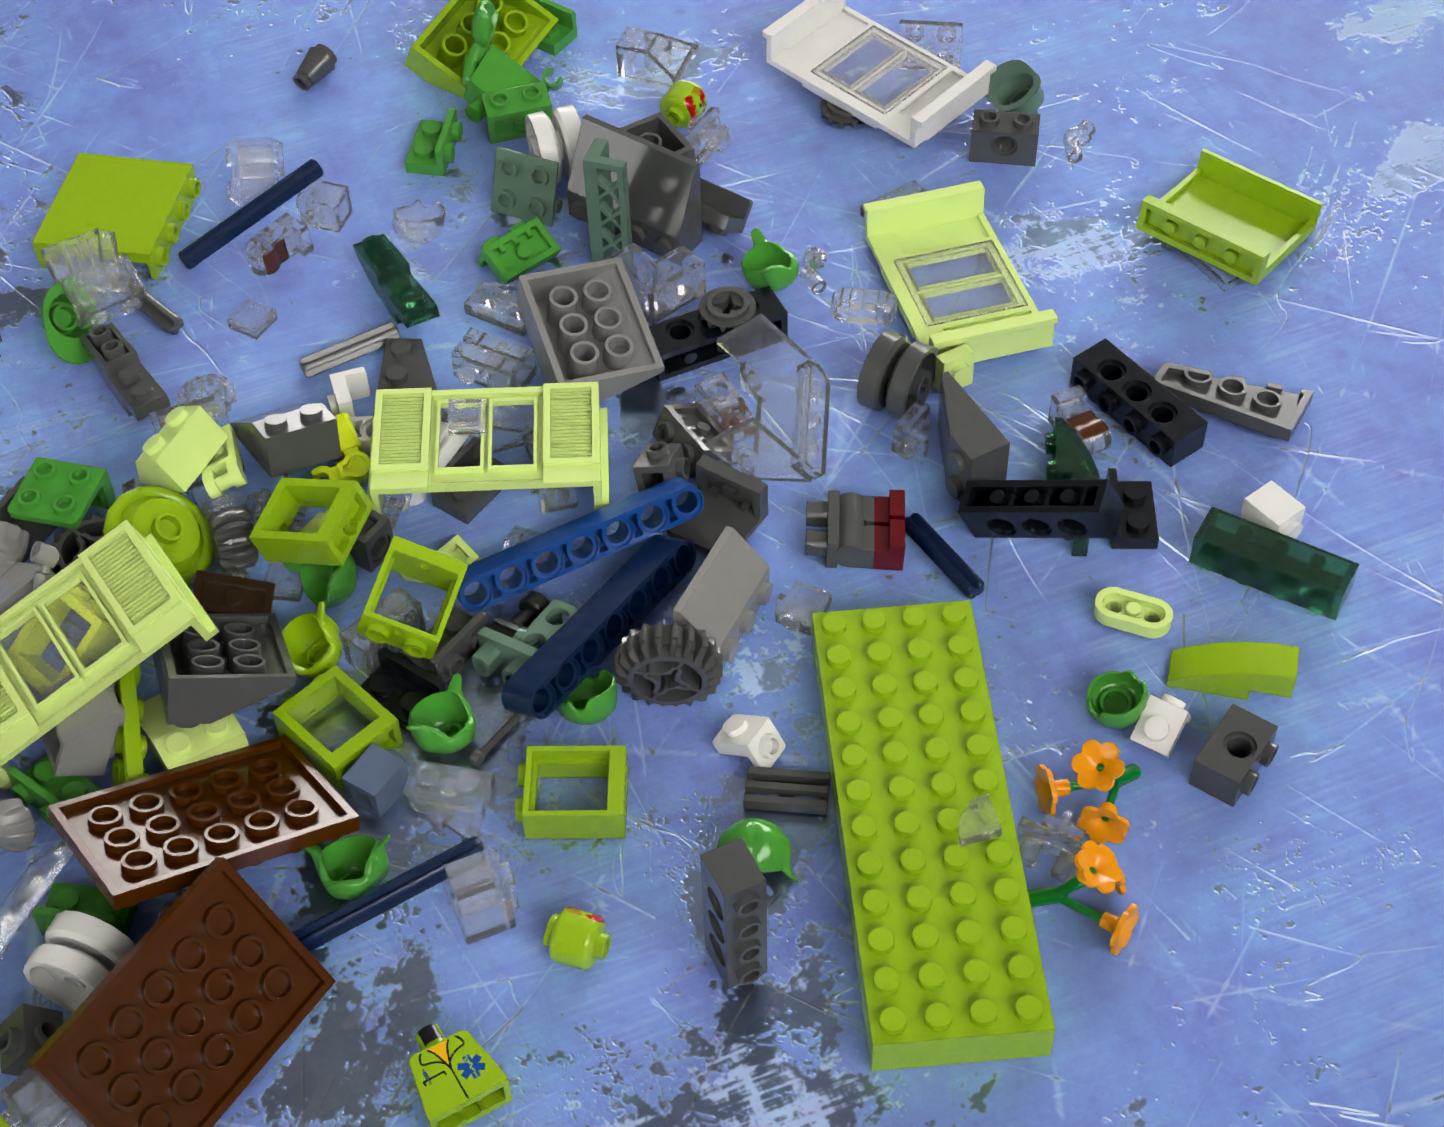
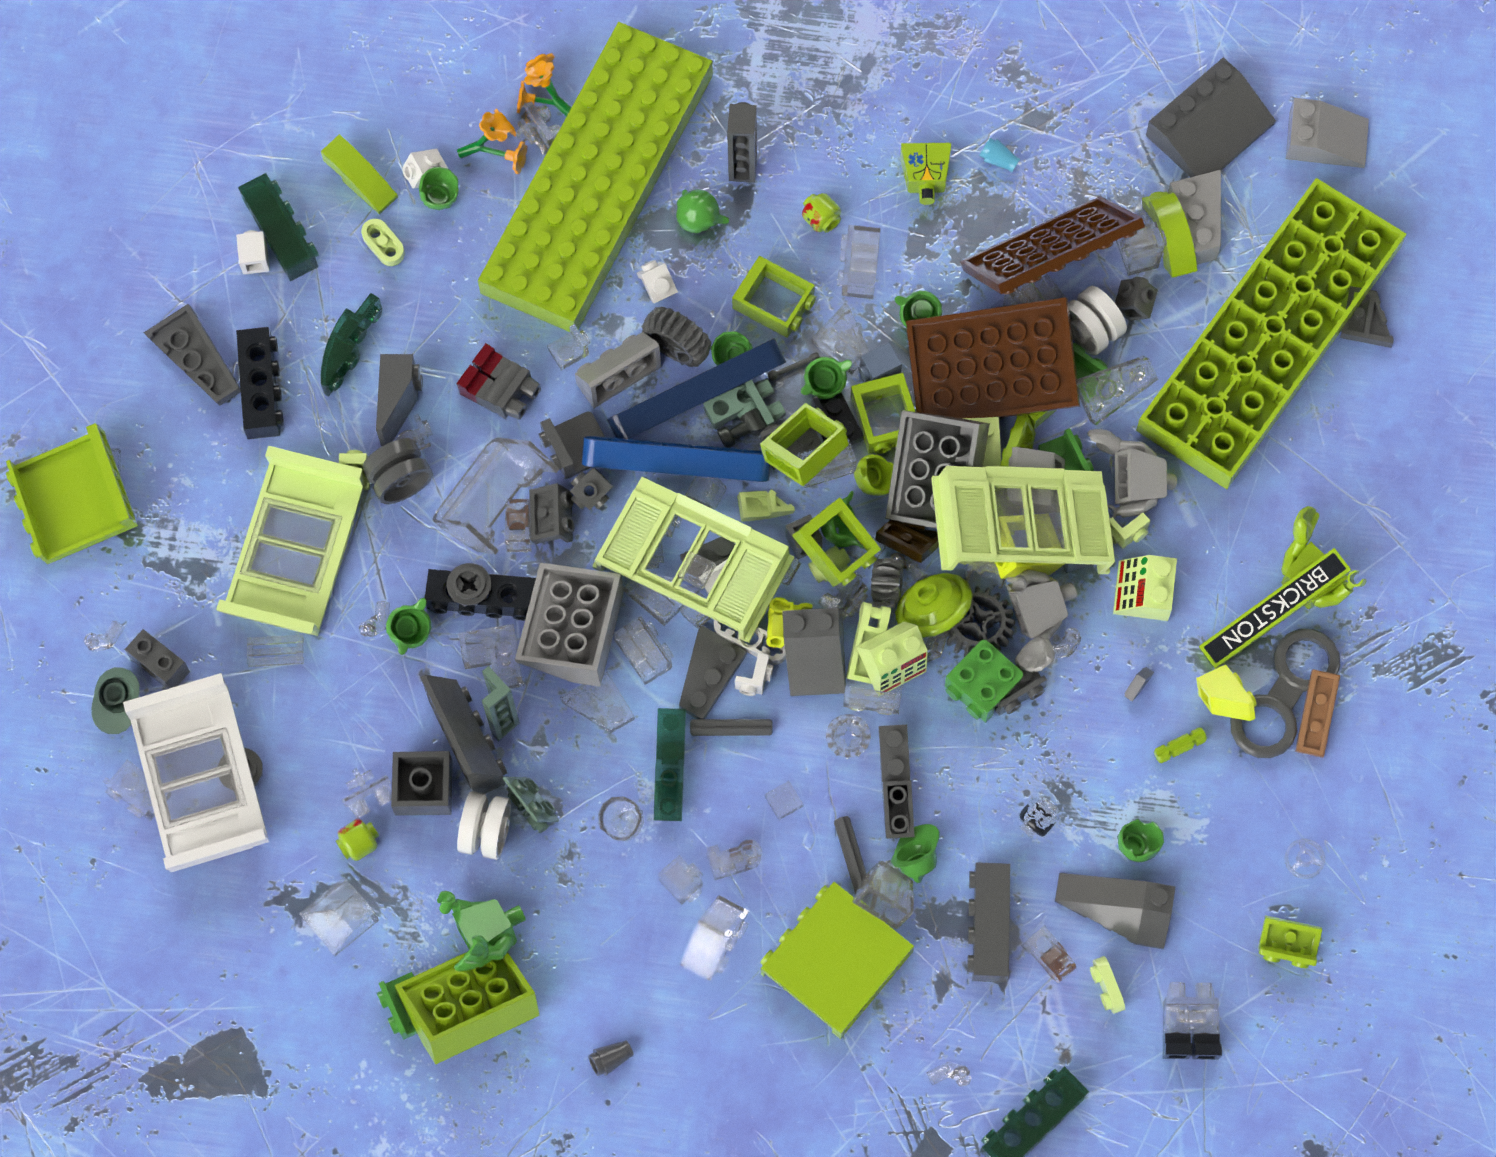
camera: 150 degrees left, 20 degrees up
(105, 291) = (882, 845): clear bracket -> none
(250, 214) = (740, 889): dark blue axle -> none
(384, 896) = (911, 279): dark blue axle -> none
(434, 145) = (564, 908): bright green bracket -> none
(508, 108) = (488, 891): bright green bracket -> none
(518, 251) = (567, 752): bright green bracket -> none
(723, 208) = (409, 711): dark grey bracket -> none
(787, 784) = (644, 224): dark grey tile -> none
(863, 306) = (368, 562): clear beam -> none
(943, 556) = (459, 341): dark blue axle -> none
(978, 822) = (578, 136): clear tile -> none
(1041, 508) = (392, 310): black brick -> none
(1075, 410) = (306, 388): clear leg -> none
(1138, 520) = (326, 311): black bracket -> none
(1237, 735) = (398, 137): dark grey brick -> none

